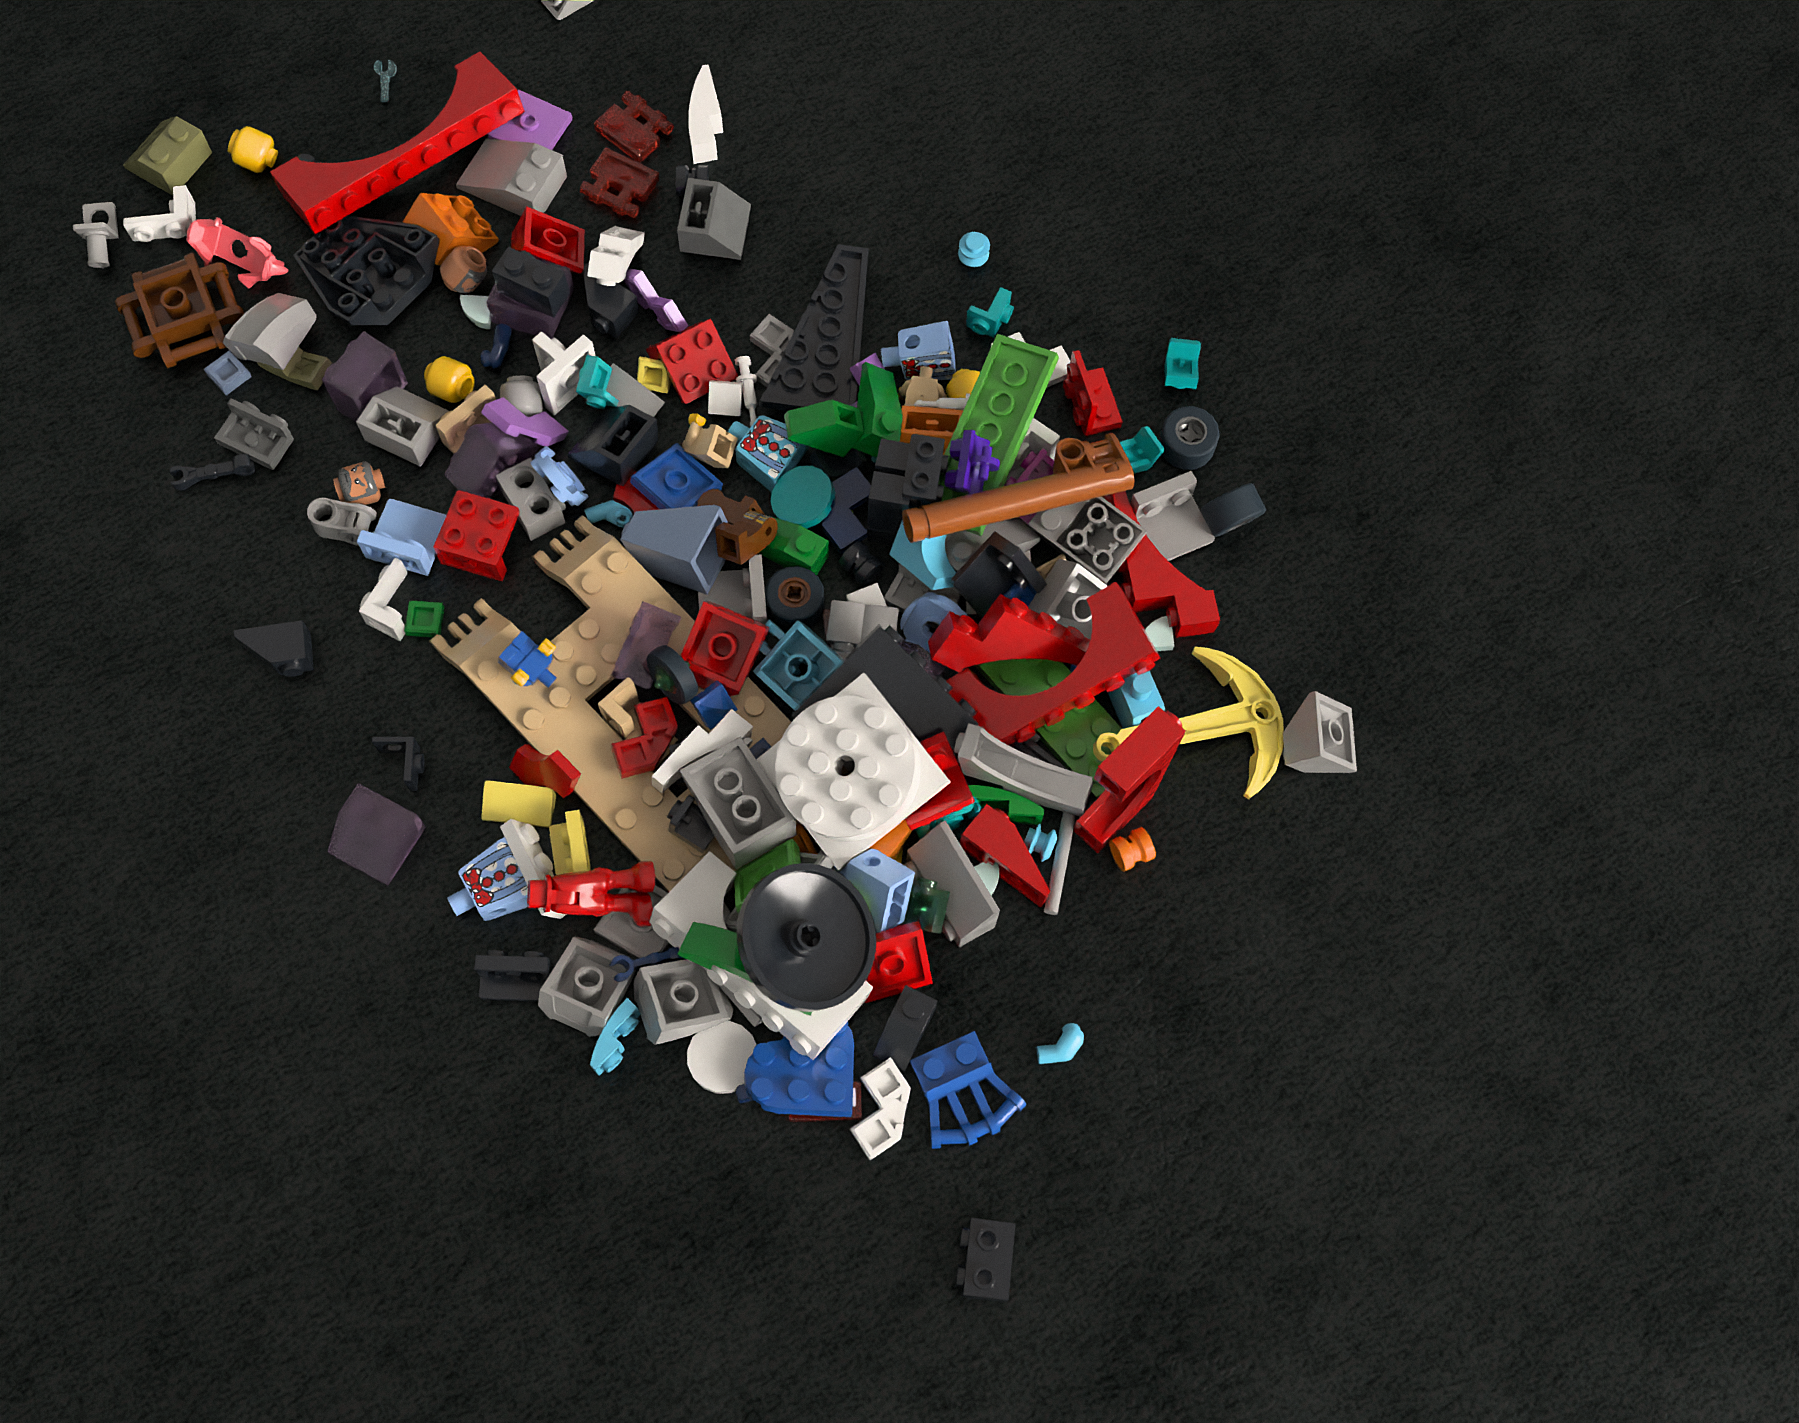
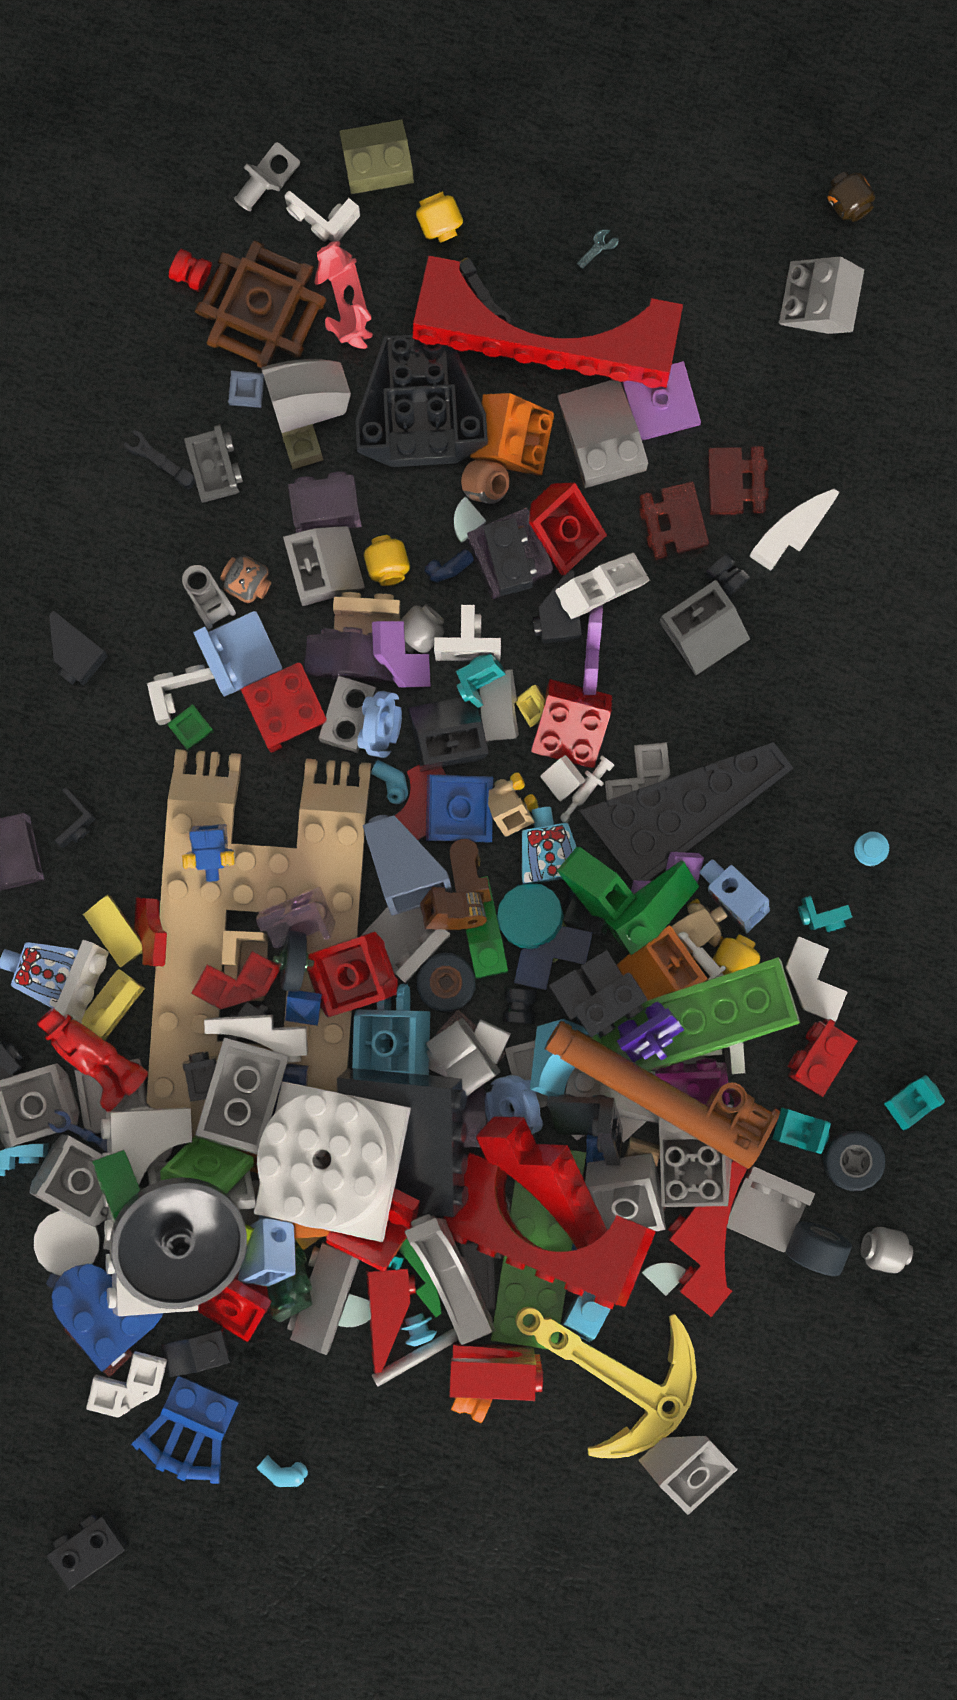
camera: 55 degrees right, 15 degrees up
(97, 335) = (190, 270): none -> red wheel
(1274, 469) = (886, 1249): none -> light grey head

